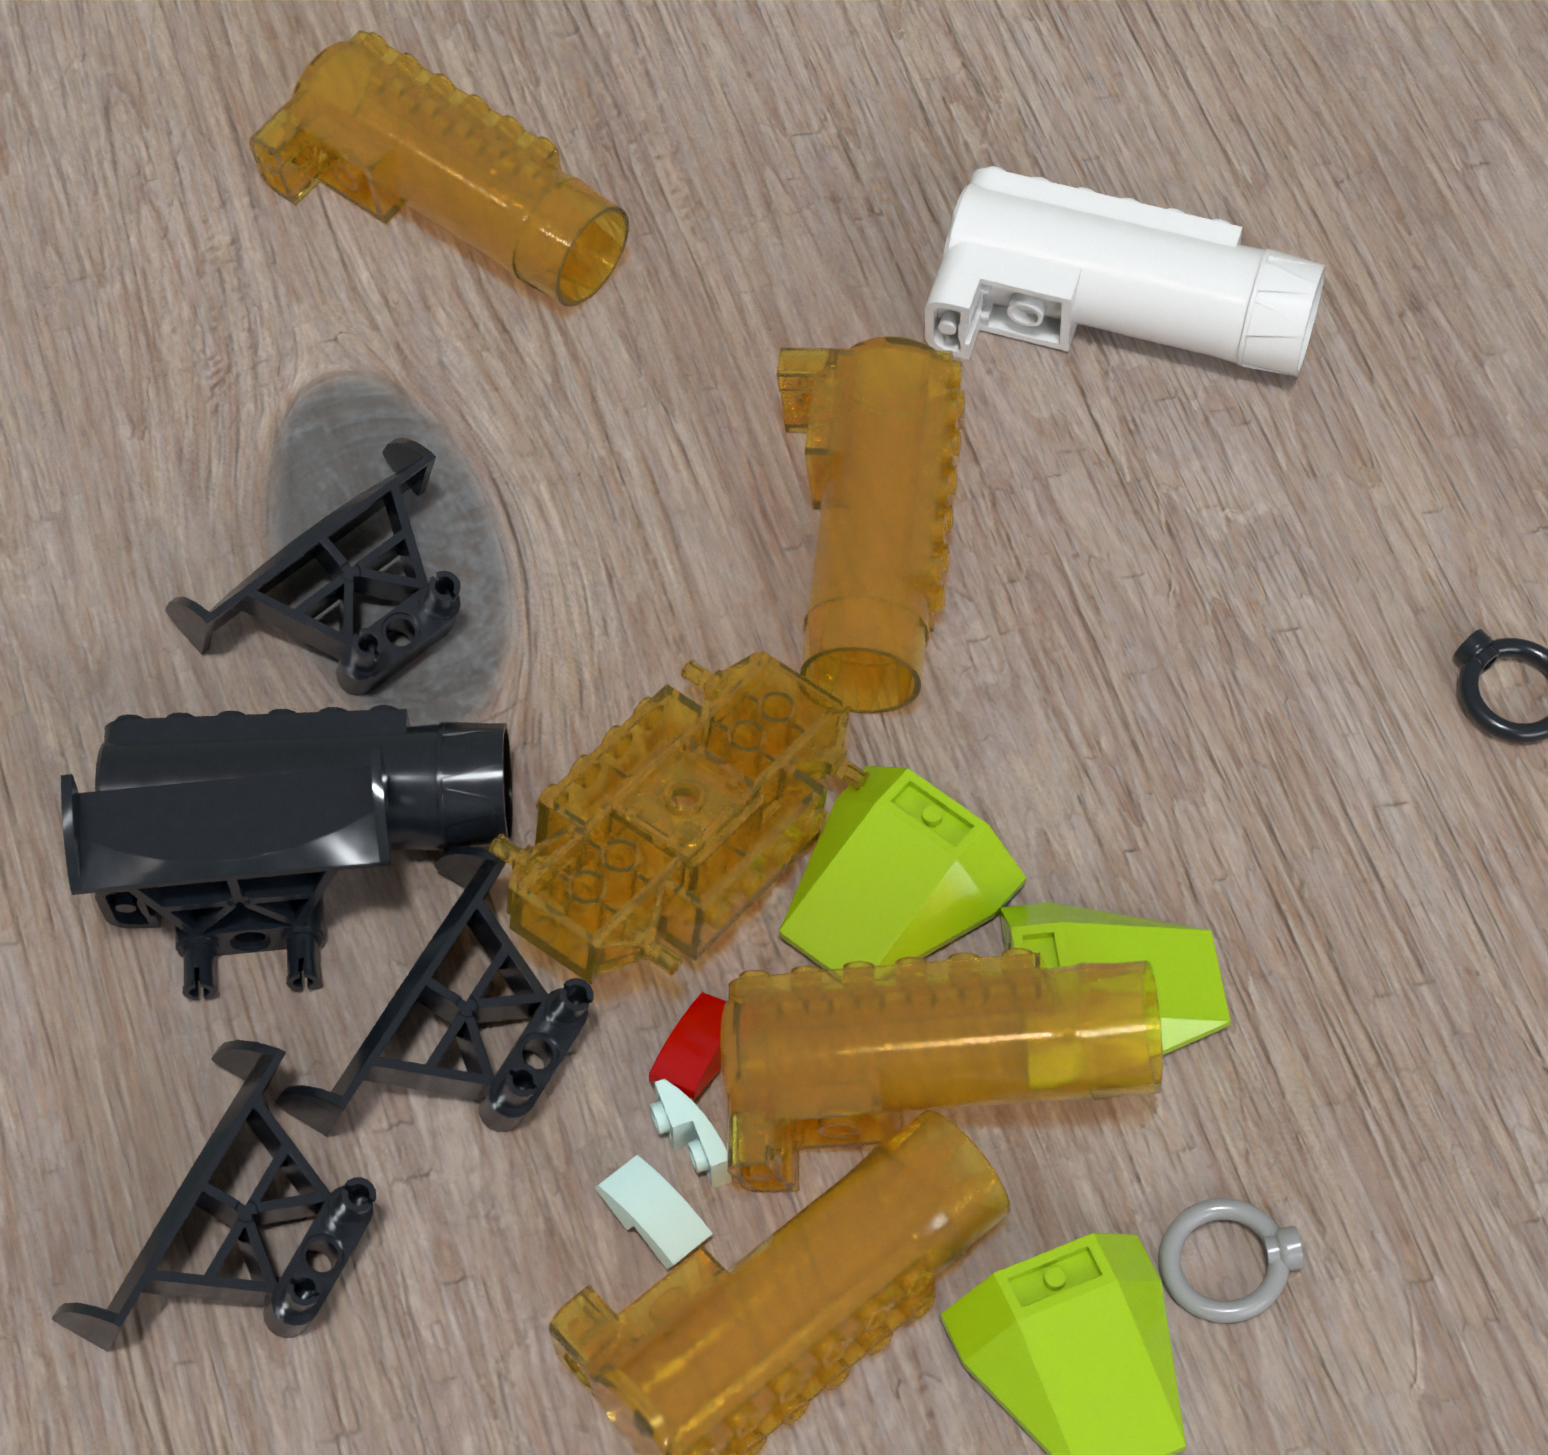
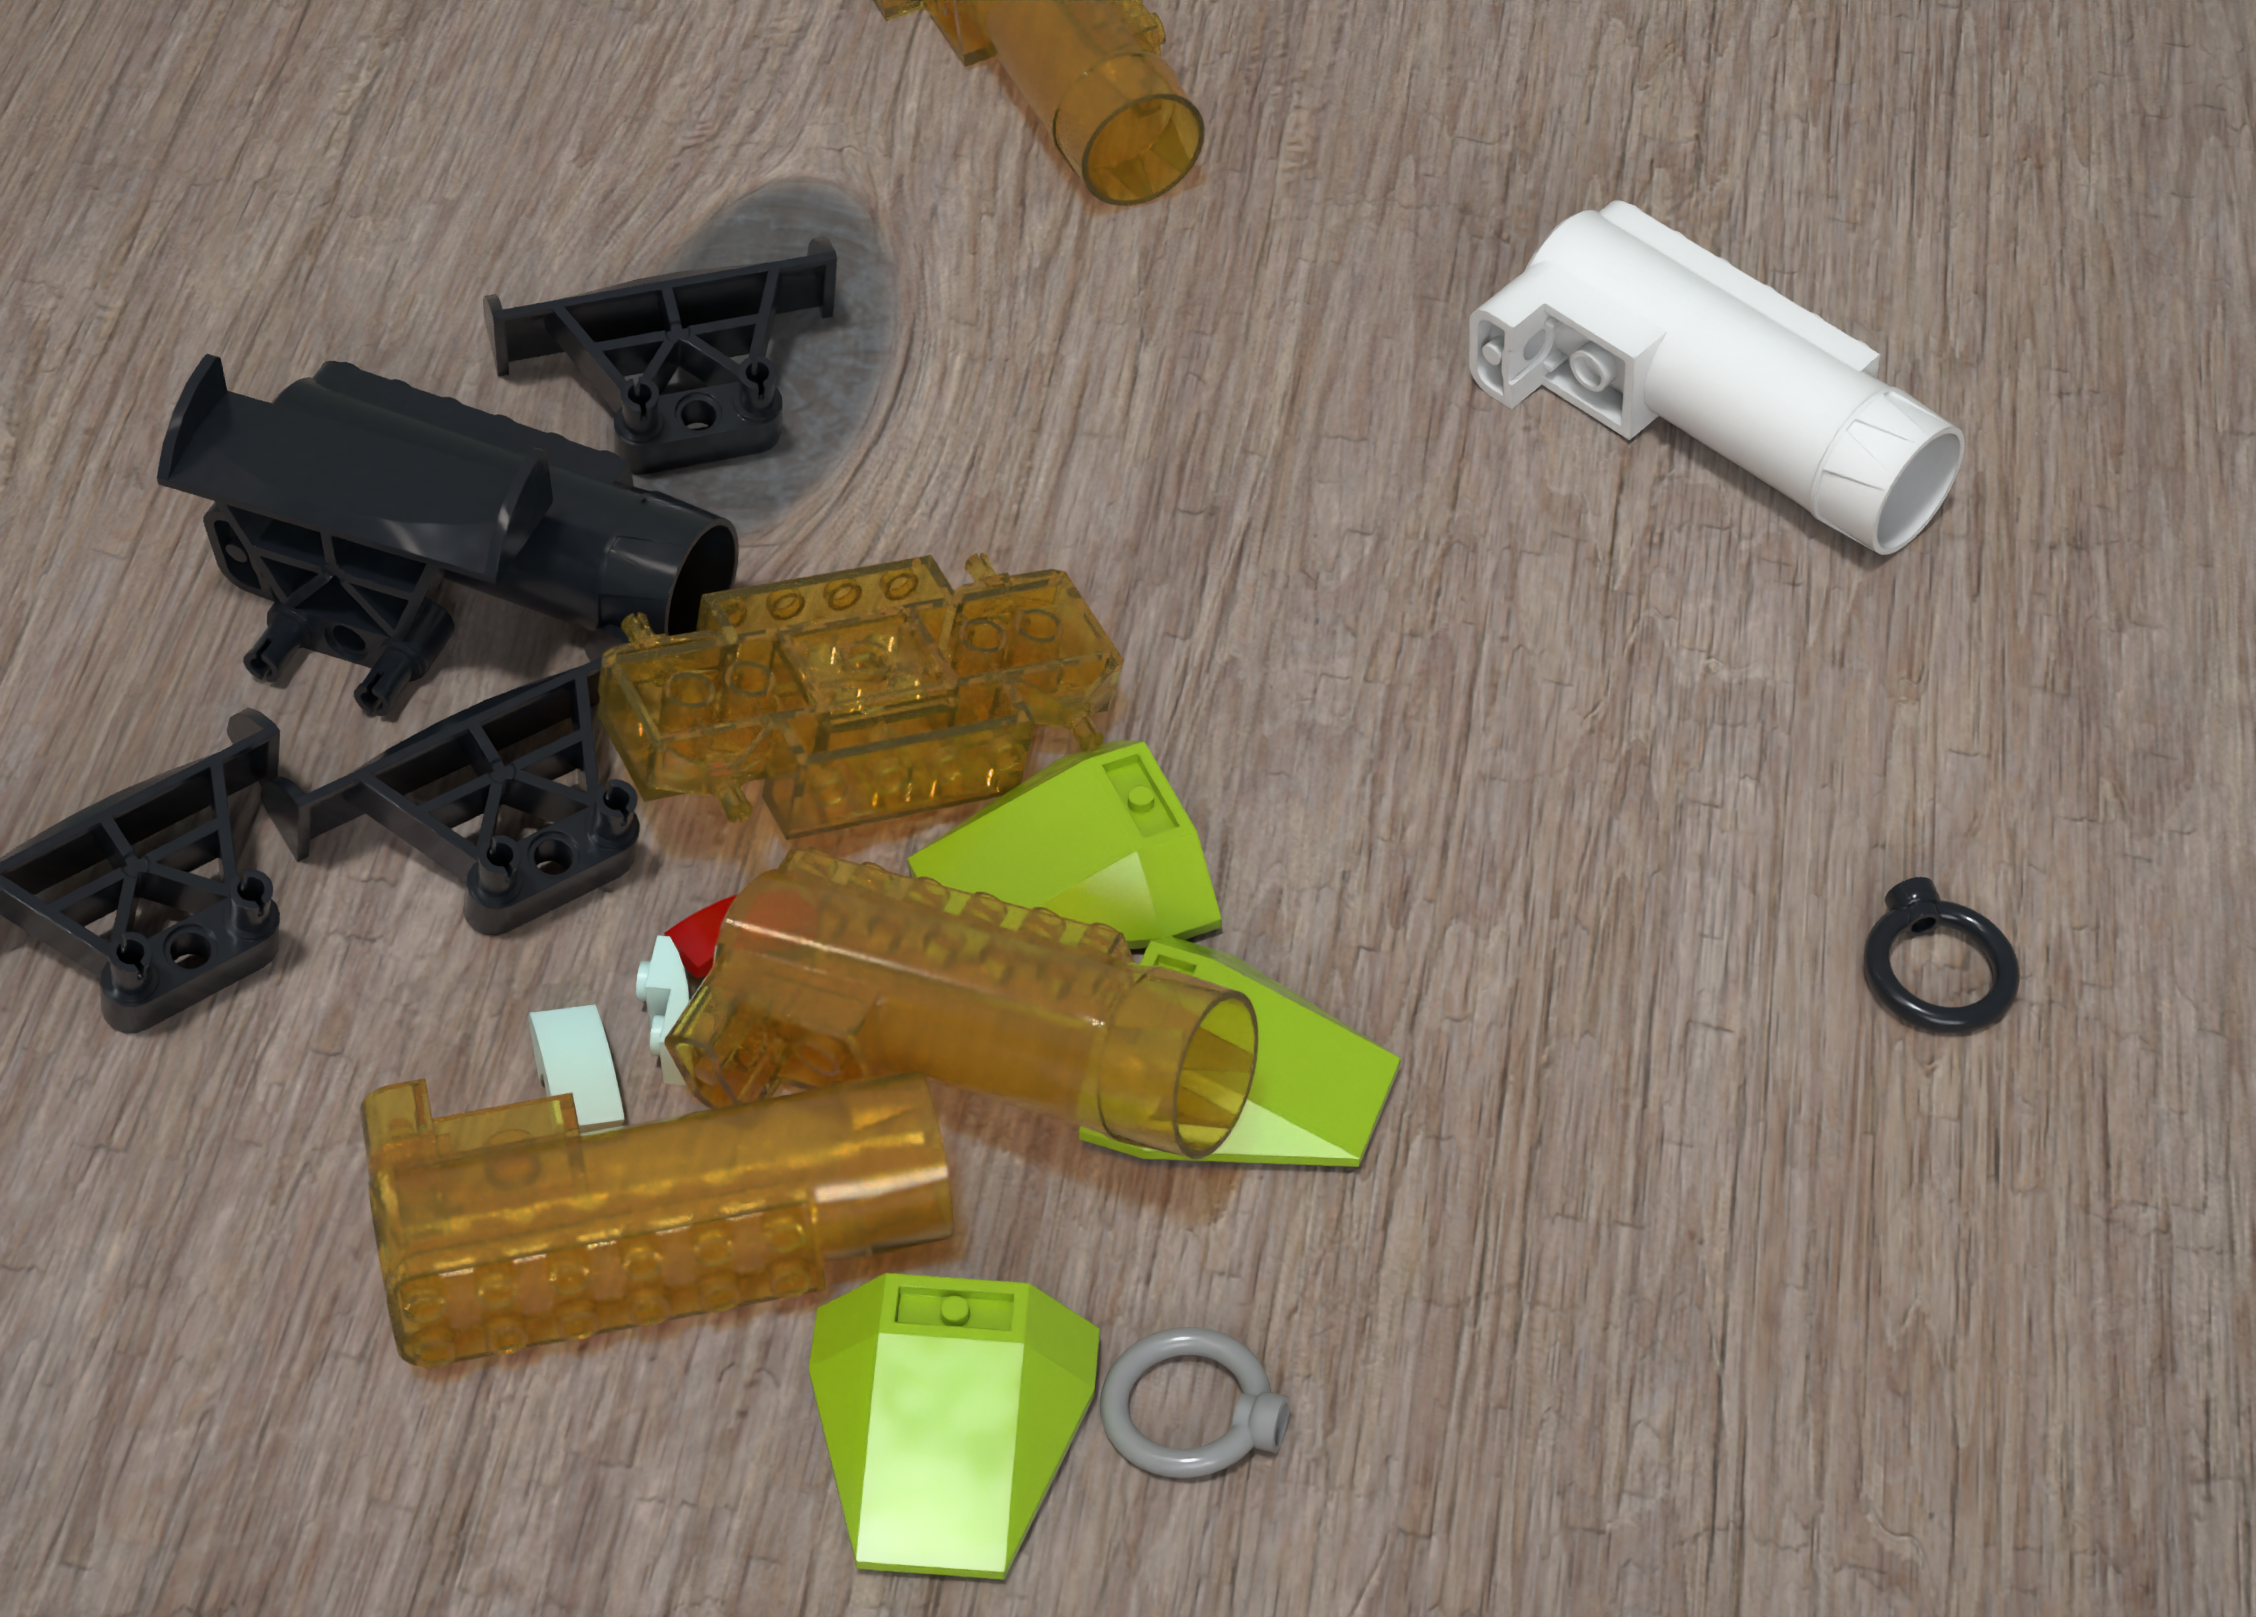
camera: 25 degrees right, 10 degrees down
(883, 482) = (1323, 457): clear yellow piece -> none

